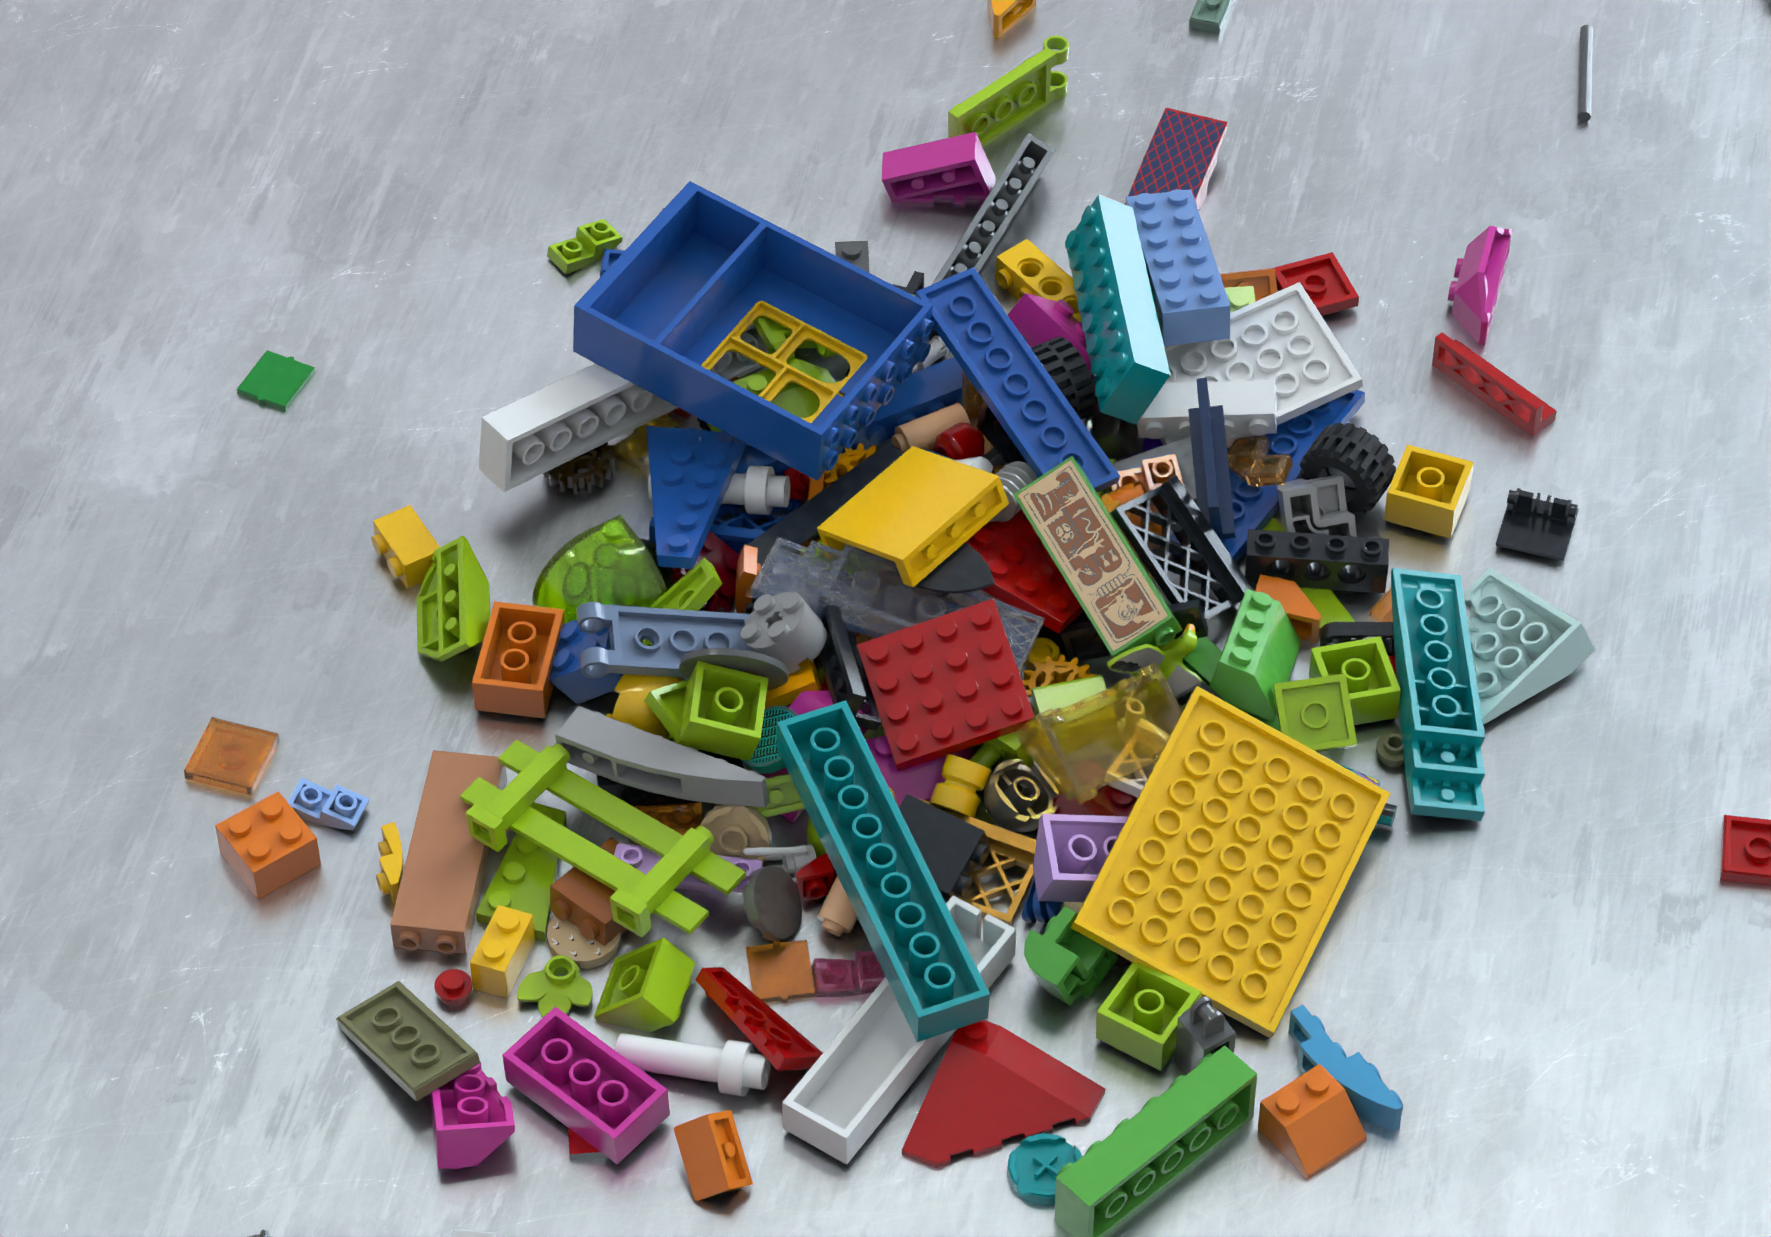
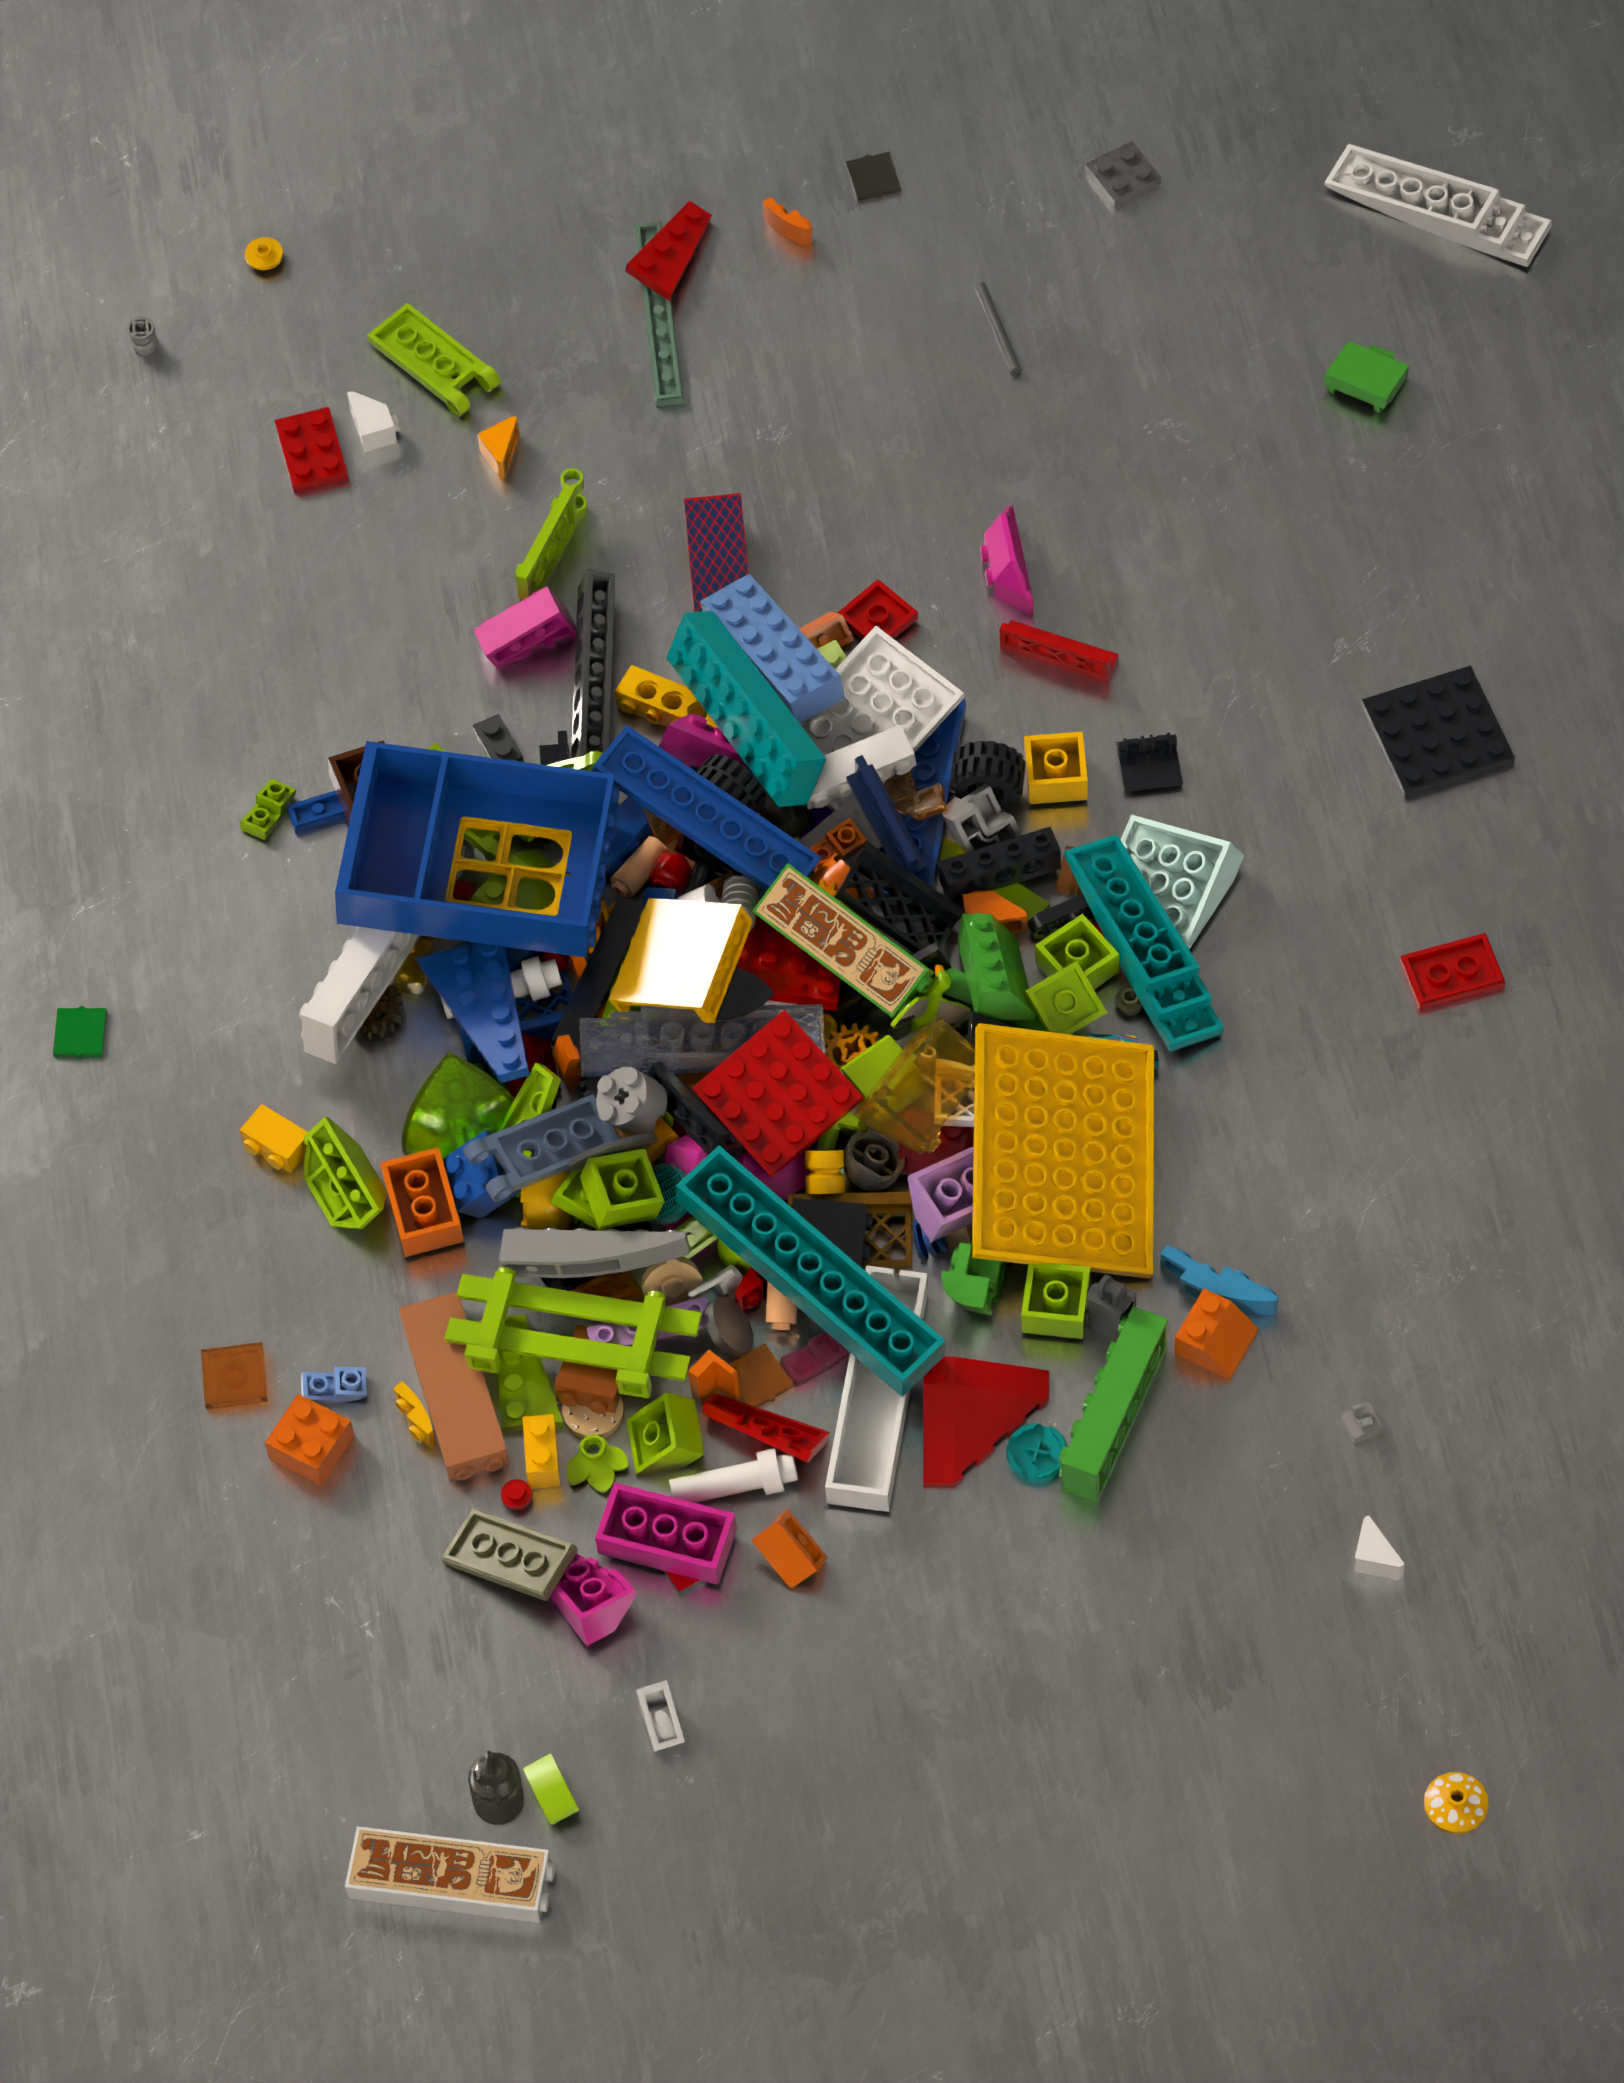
camera: 20 degrees left, 10 degrees up
(723, 945) = (712, 1374): none -> orange panel

